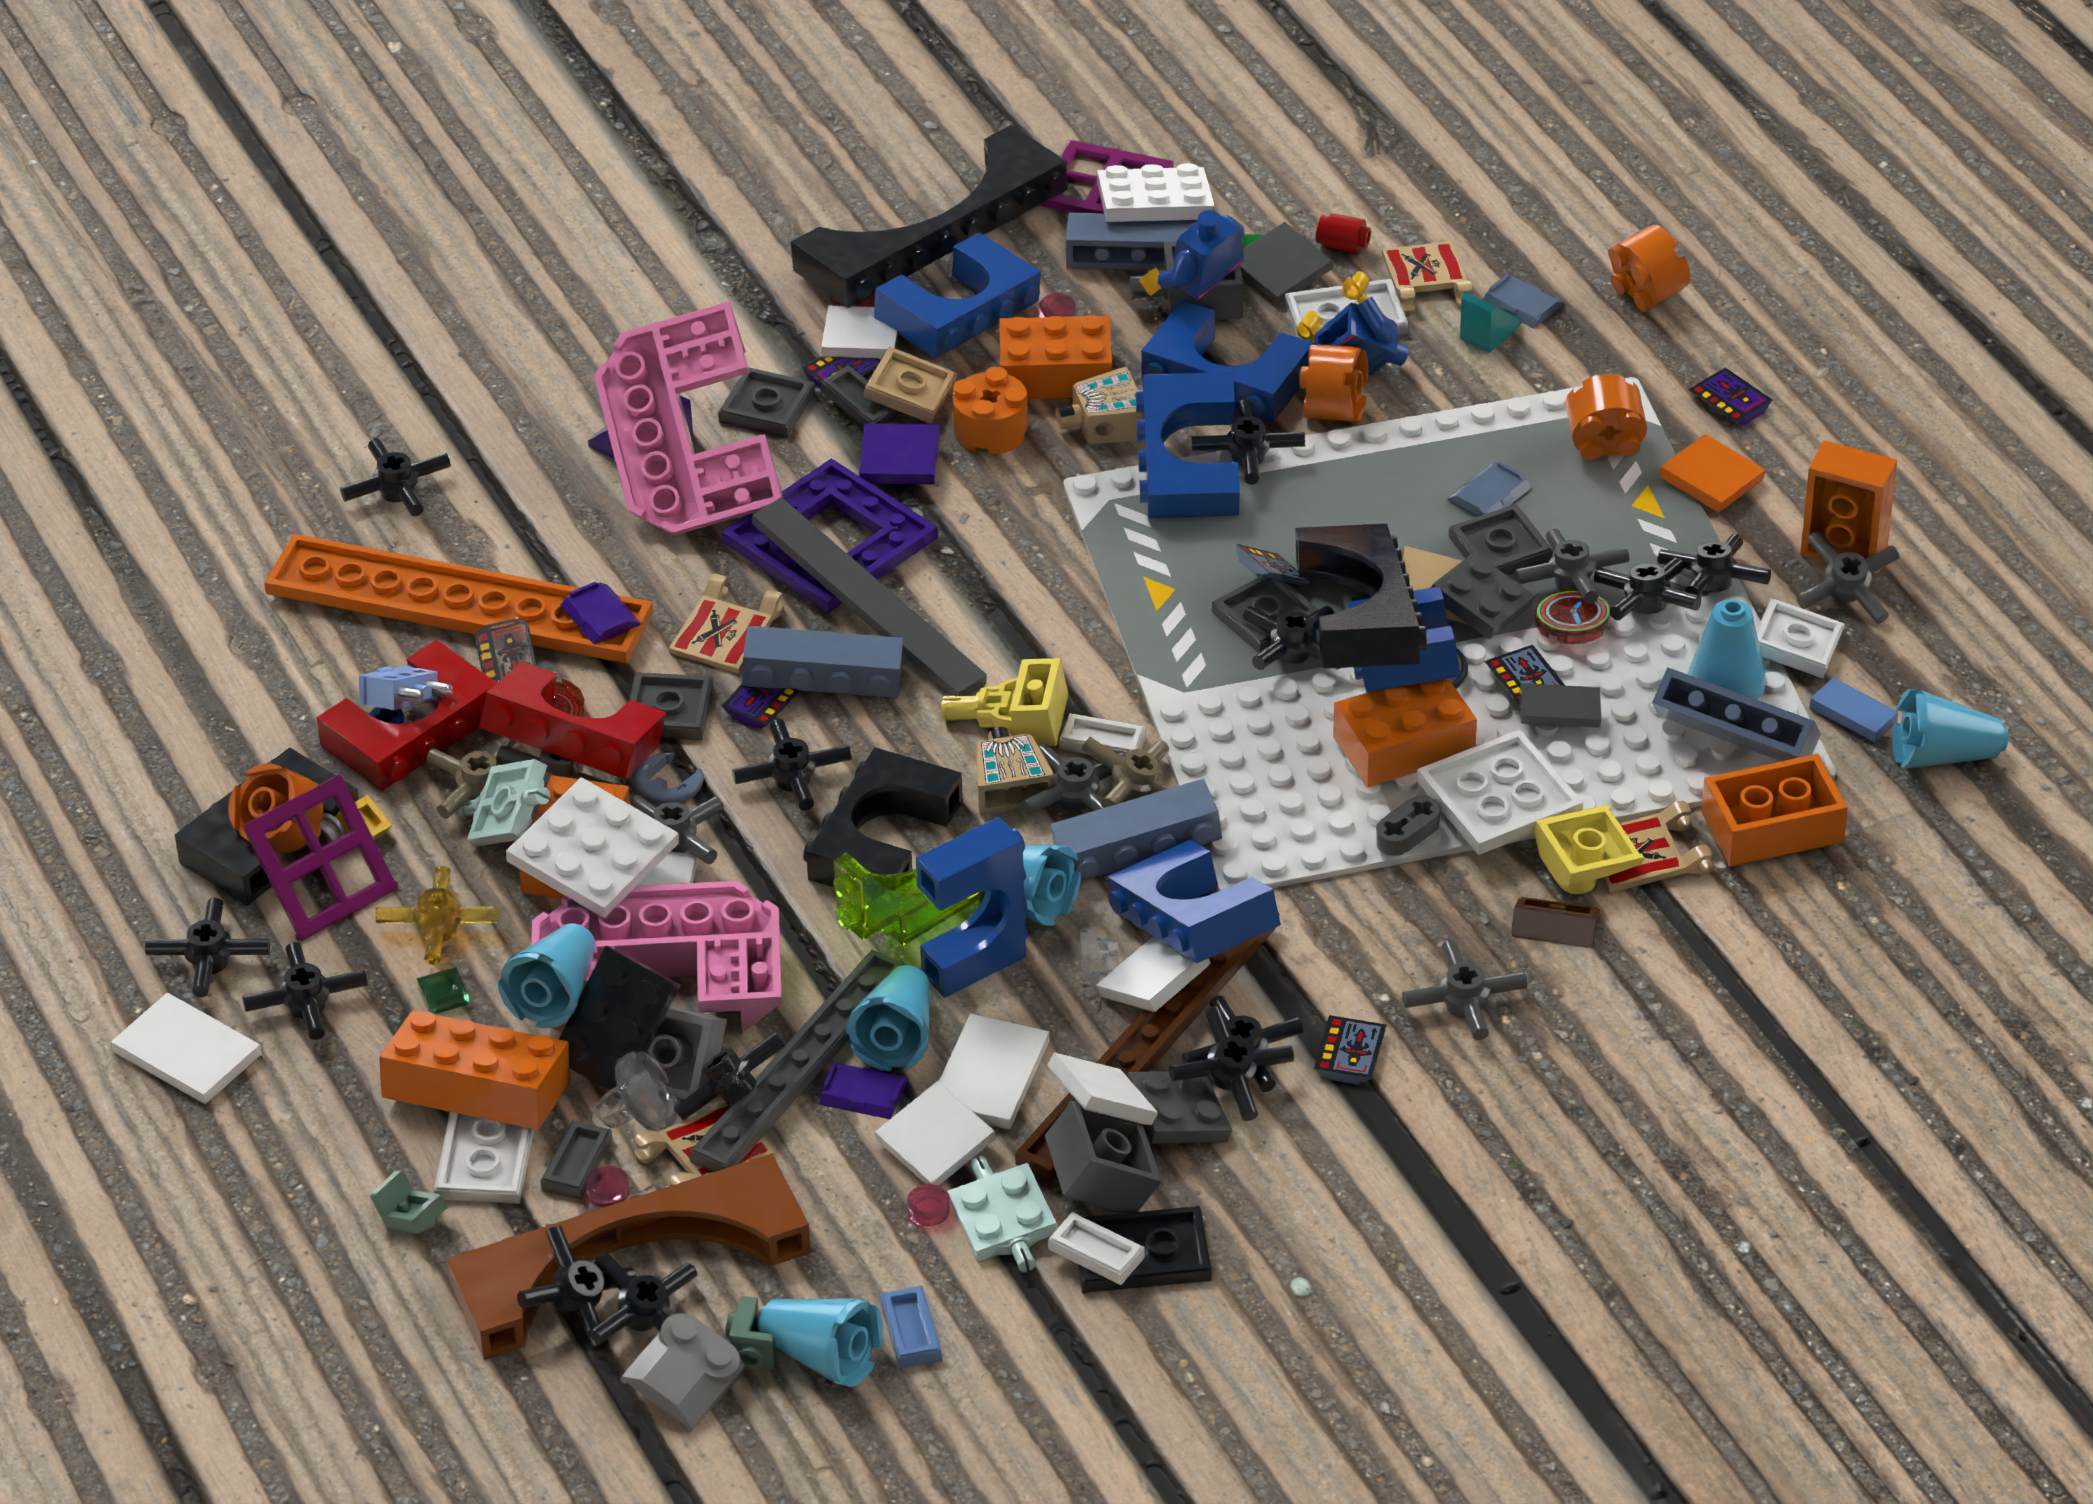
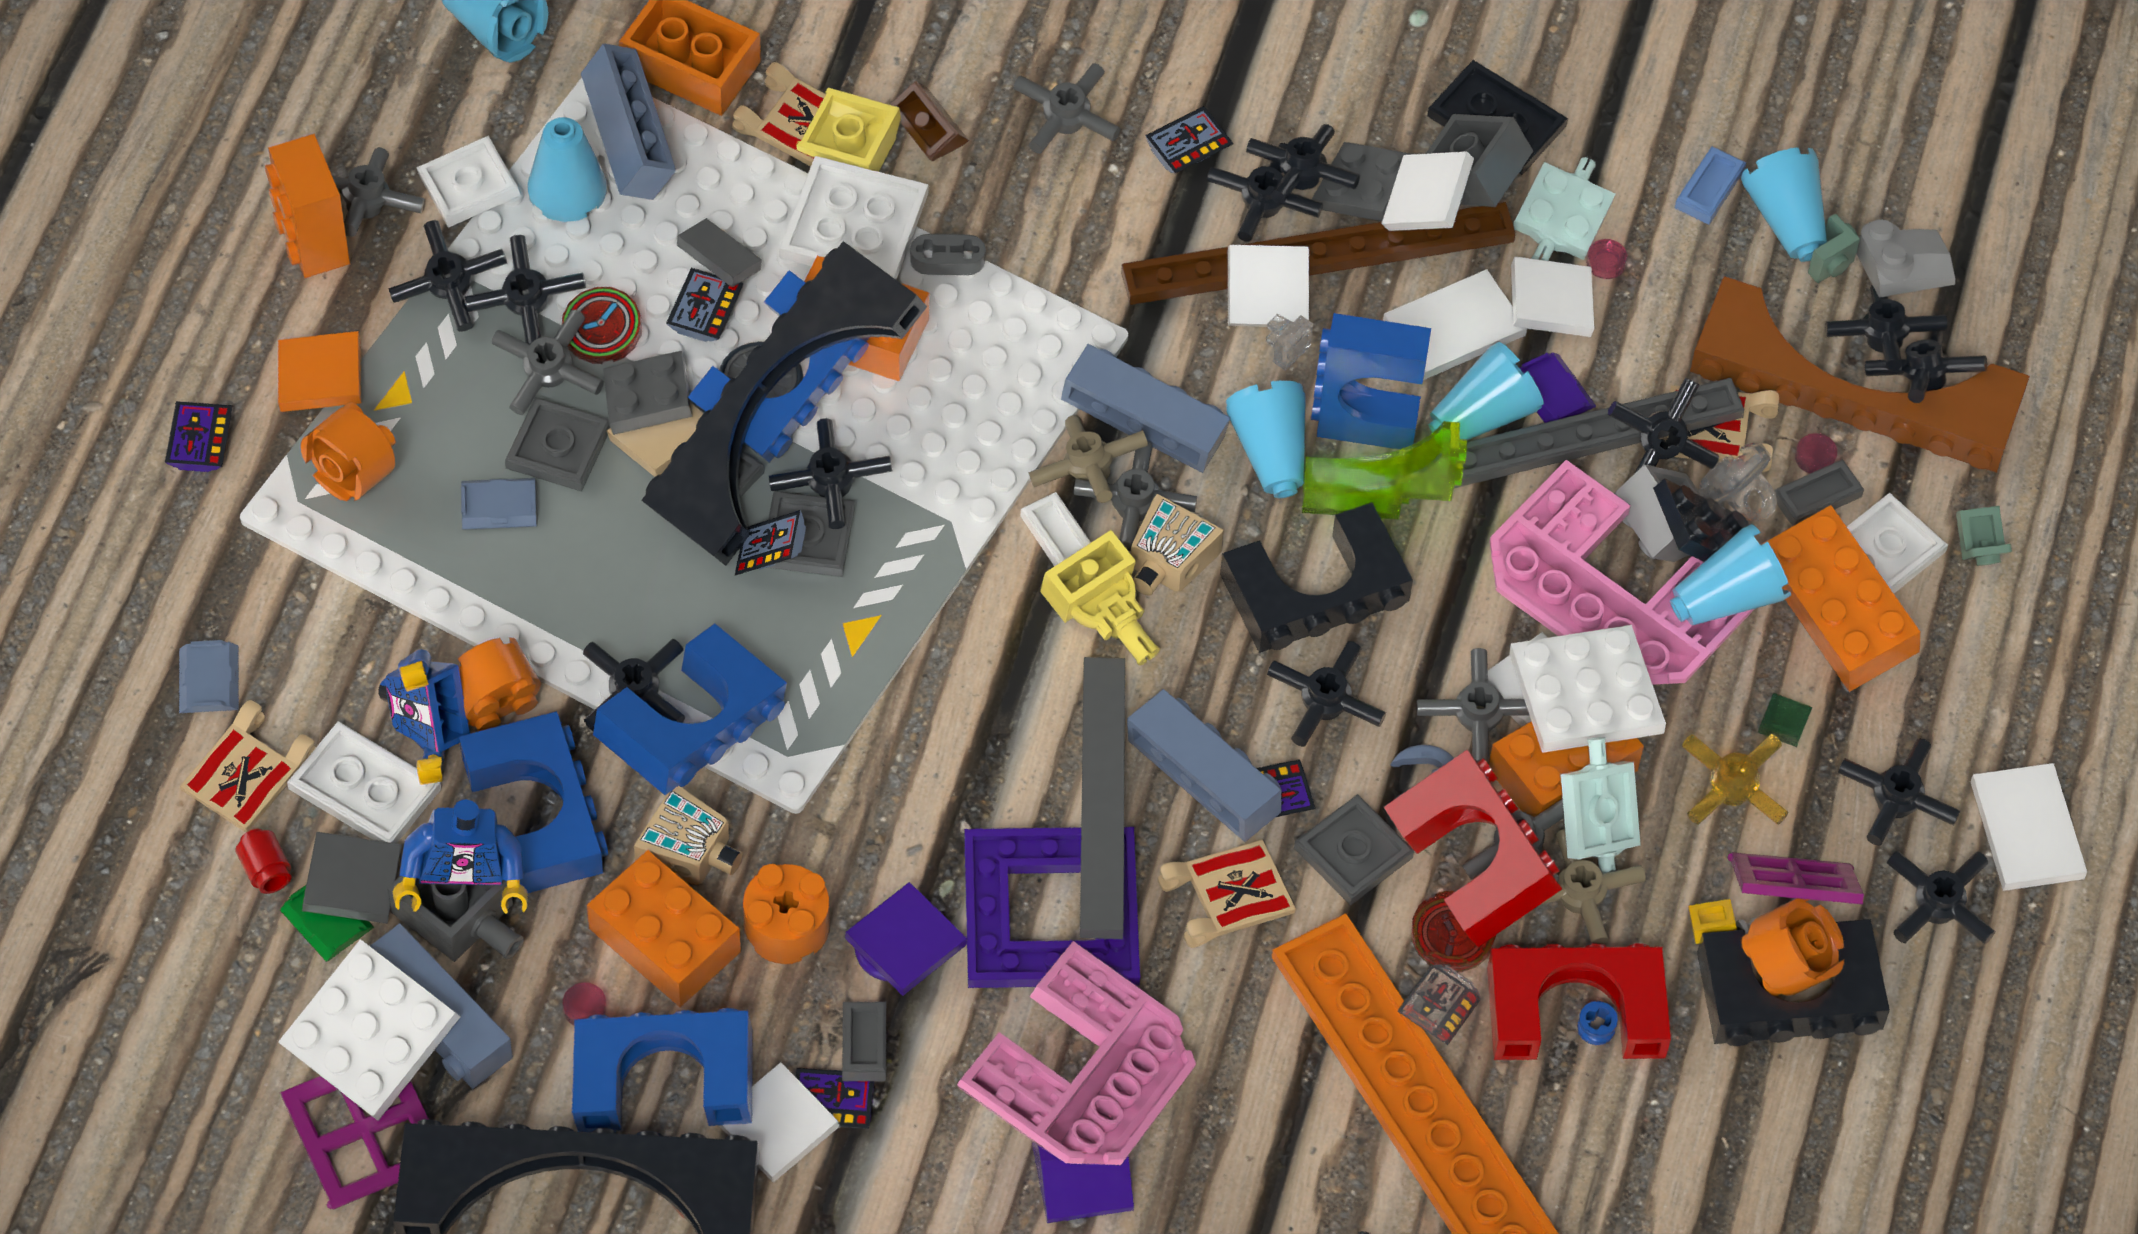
camera: 140 degrees left, 15 degrees up
(401, 687) = (1586, 1015): light blue piece -> none
(599, 612) = (1328, 969): dark purple piece -> none
(767, 402) = (937, 1118): dark grey tile -> none
(910, 385) = (811, 1011): tan tile -> none
(1096, 1248) = (1538, 122): white tile -> none
(1161, 901) = (1197, 351): blue arch -> none
(1485, 323) = (275, 661): teal slope -> none
(1648, 267) = (100, 581): orange brick -> none
(1853, 710) = (508, 102): medium blue tile -> none

